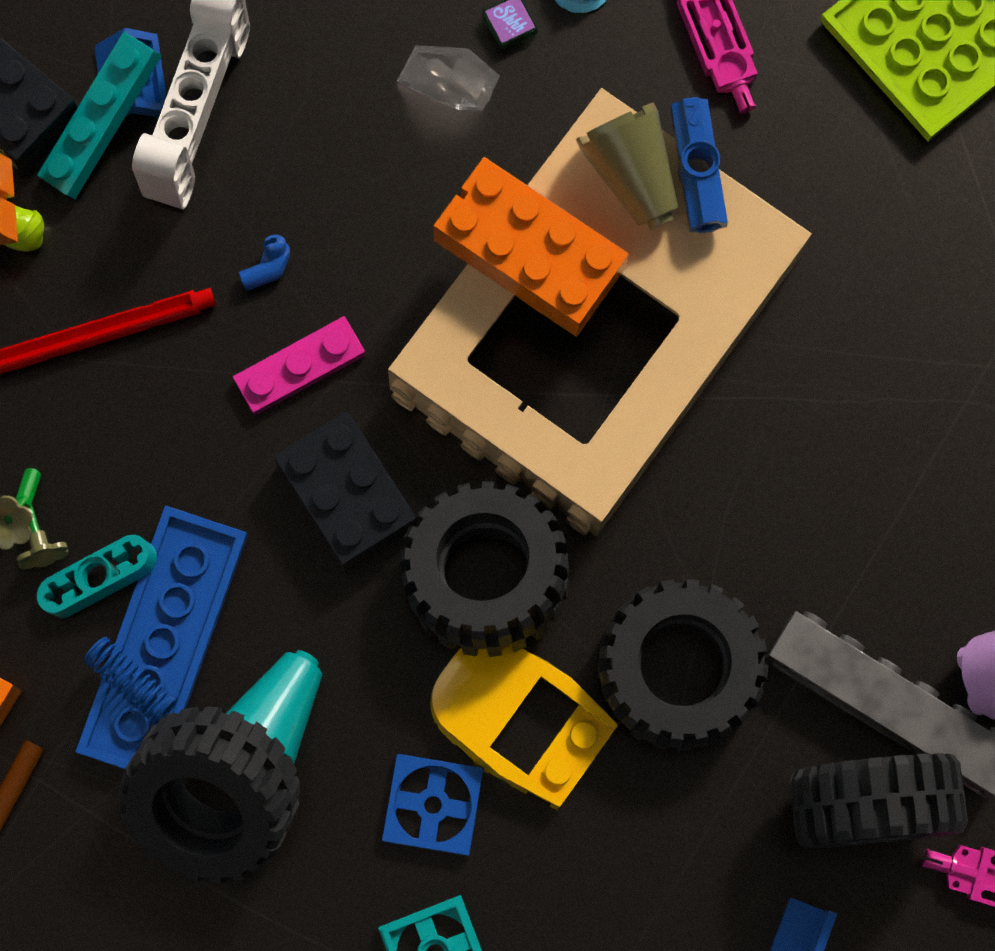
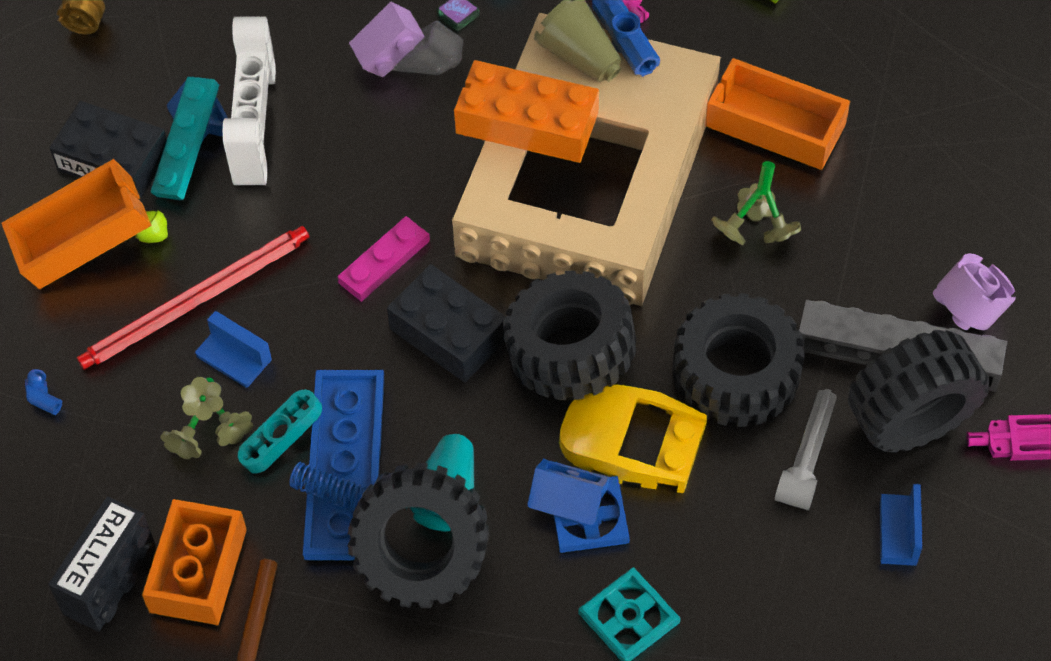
camera: 10 degrees left, 20 degrees down
(73, 442) = (234, 350): none -> blue panel
(271, 264) = (340, 202): blue arm -> none
(398, 49) = (386, 39): none -> lavender brick
(414, 774) = (567, 491): none -> blue panel
(695, 852) = (798, 482): none -> light grey axle
(788, 439) = (758, 203): none -> olive plant
(862, 323) = (777, 113): none -> orange piece

